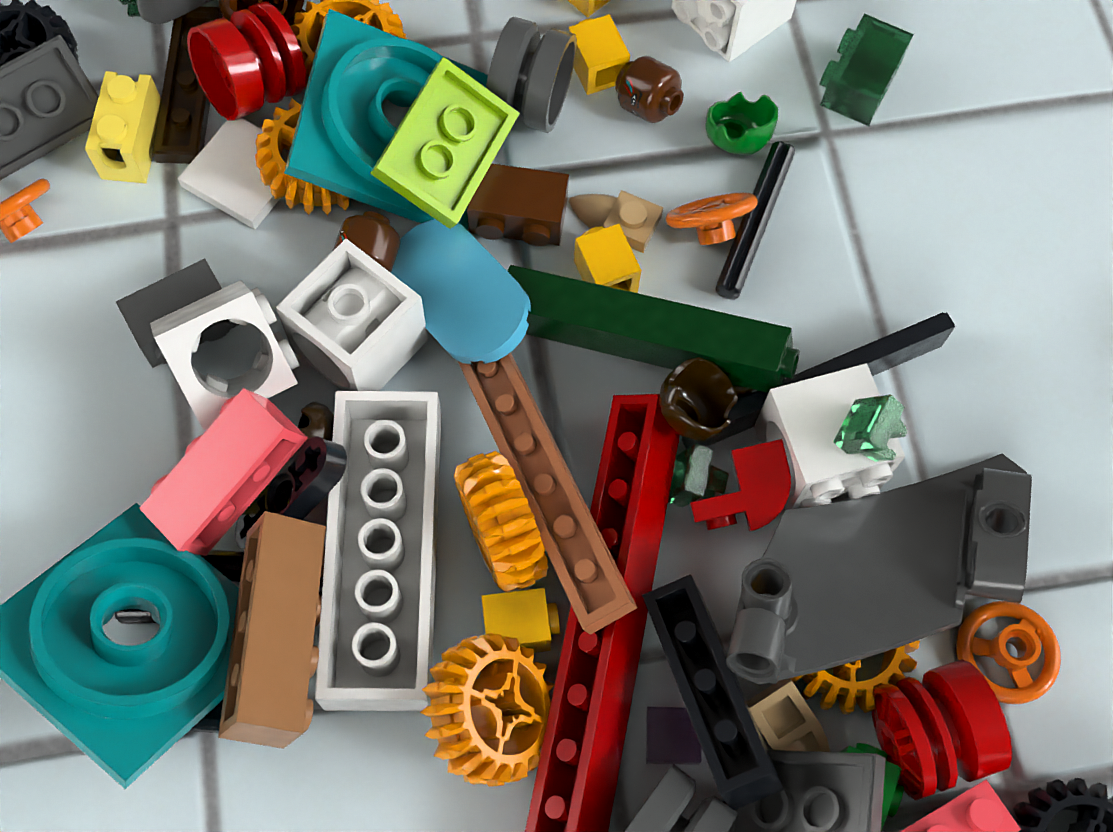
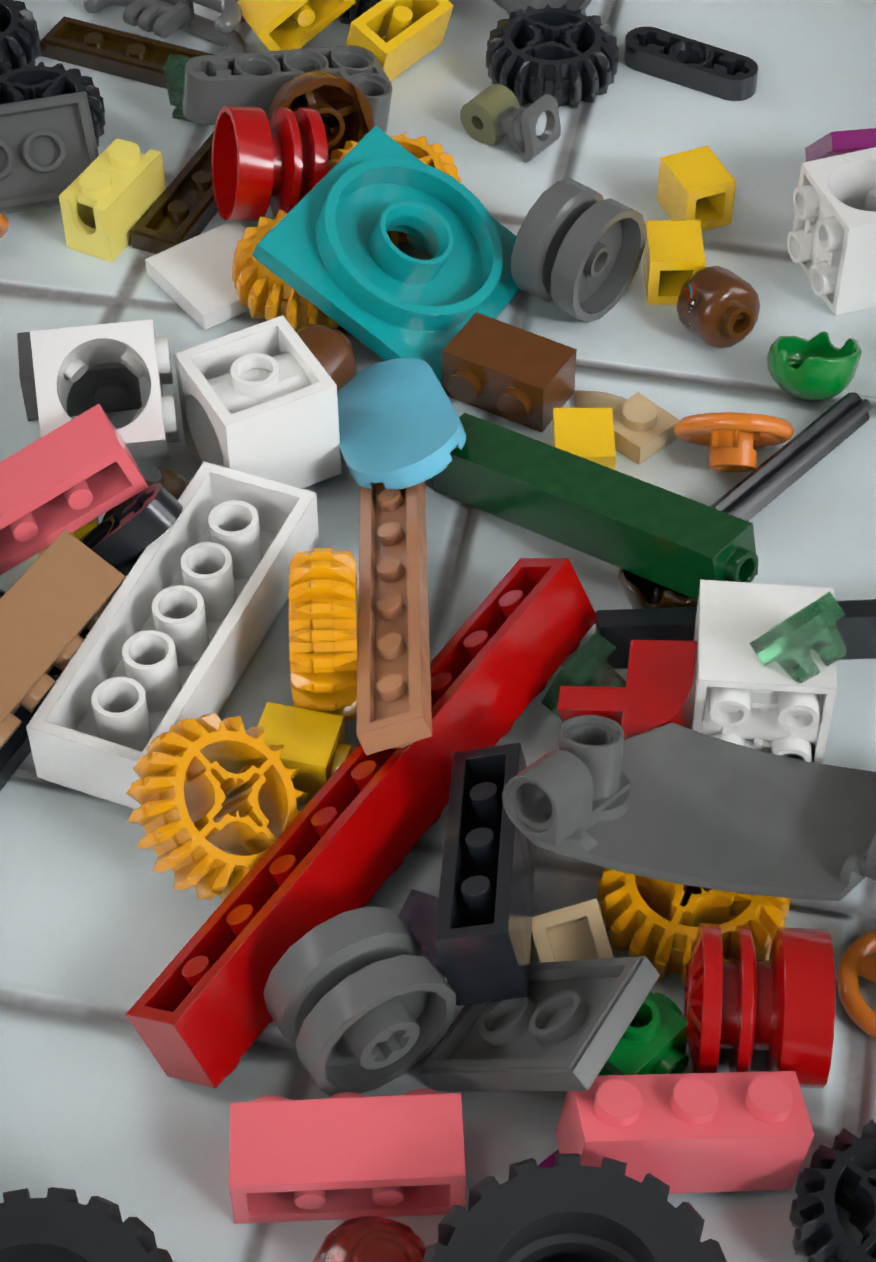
camera: 25 degrees right, 20 degrees down
(445, 143) = (442, 273): lime plate -> none
(697, 399) = (611, 573): dark brown hair -> none

